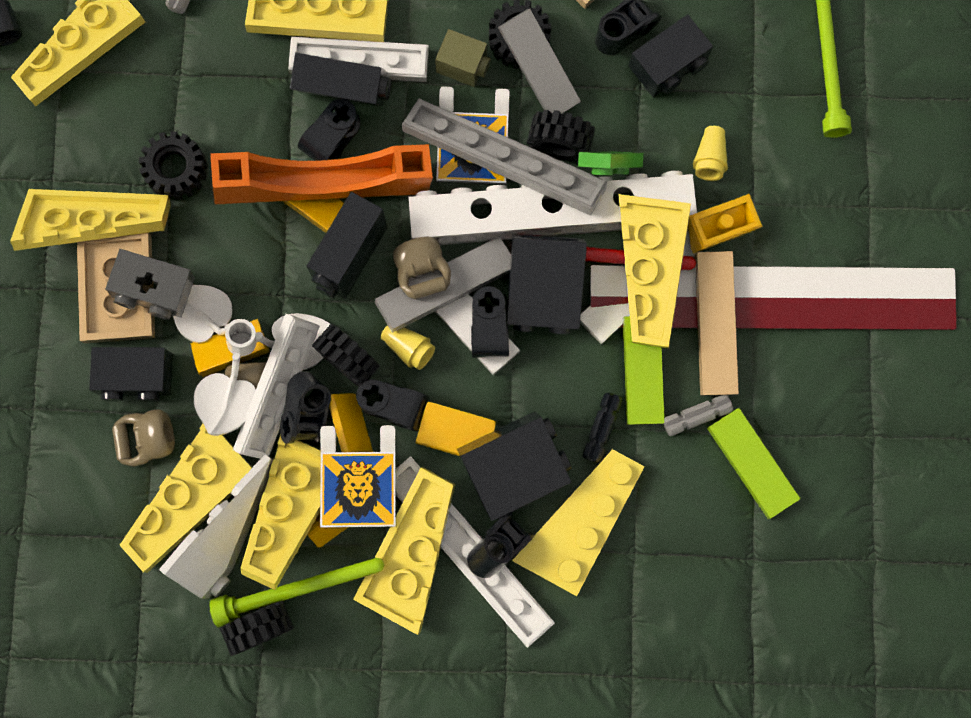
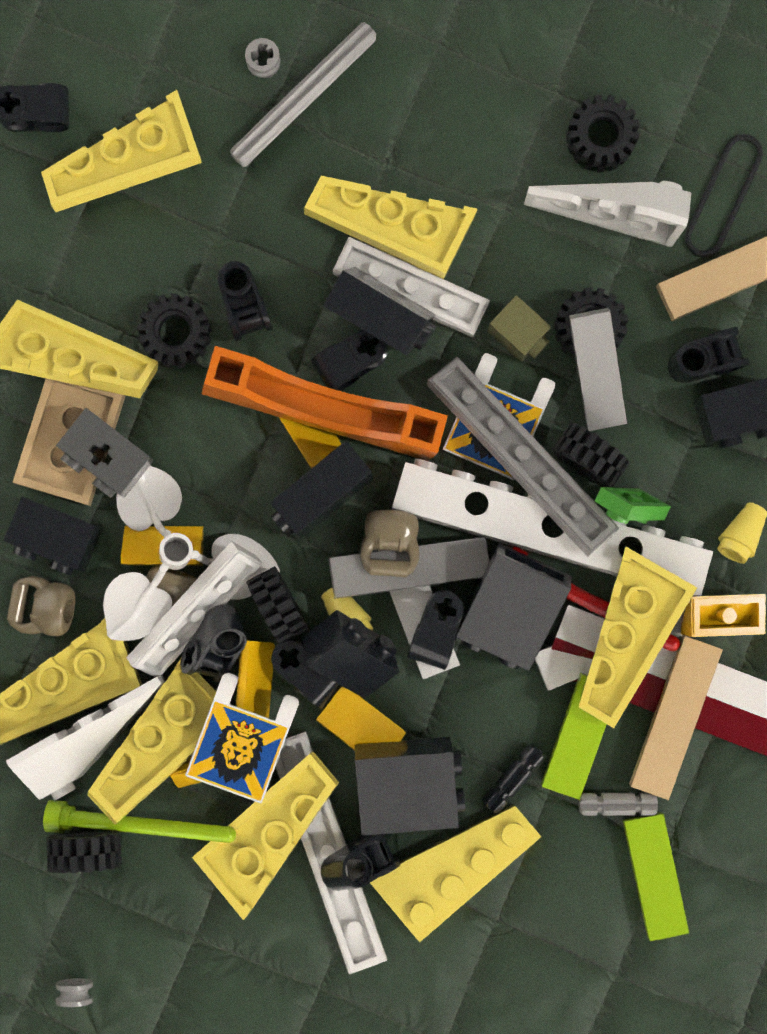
camera: 25 degrees right, 5 degrees up
(224, 123) = (243, 307): none -> black piece
(424, 370) = (351, 654): none -> black brick

